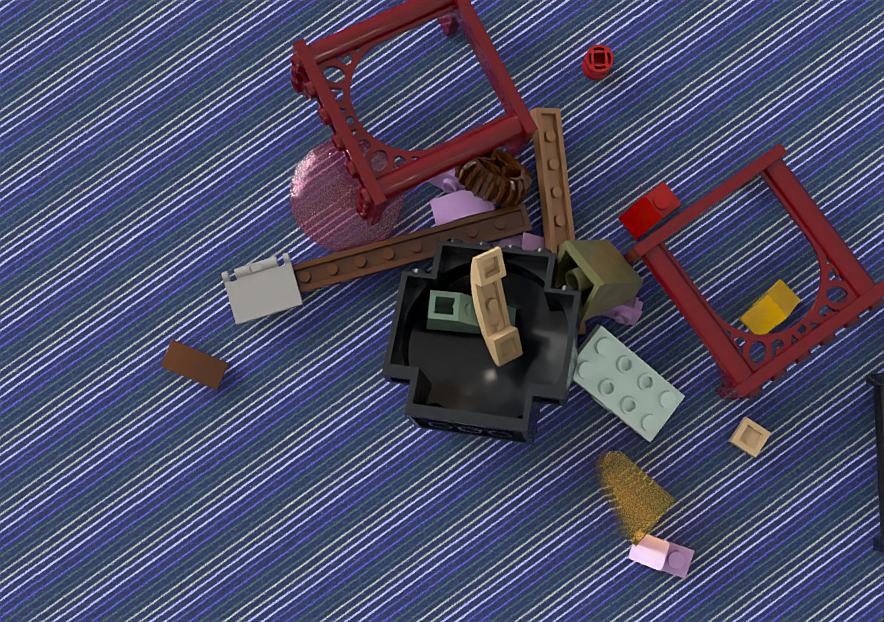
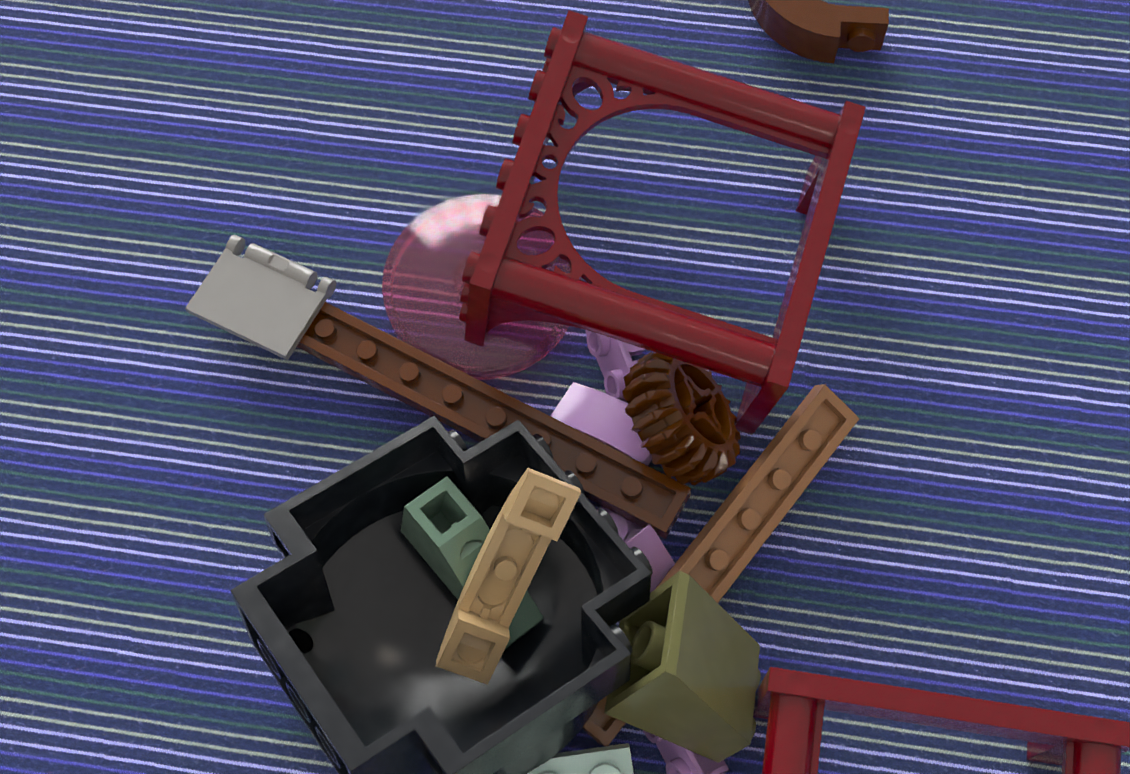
camera: 50 degrees right, 15 degrees down
(194, 364) = (93, 315): reddish brown slope -> none
(594, 67) = (961, 414): red wheel -> none
(649, 211) = (859, 658): red slope -> none

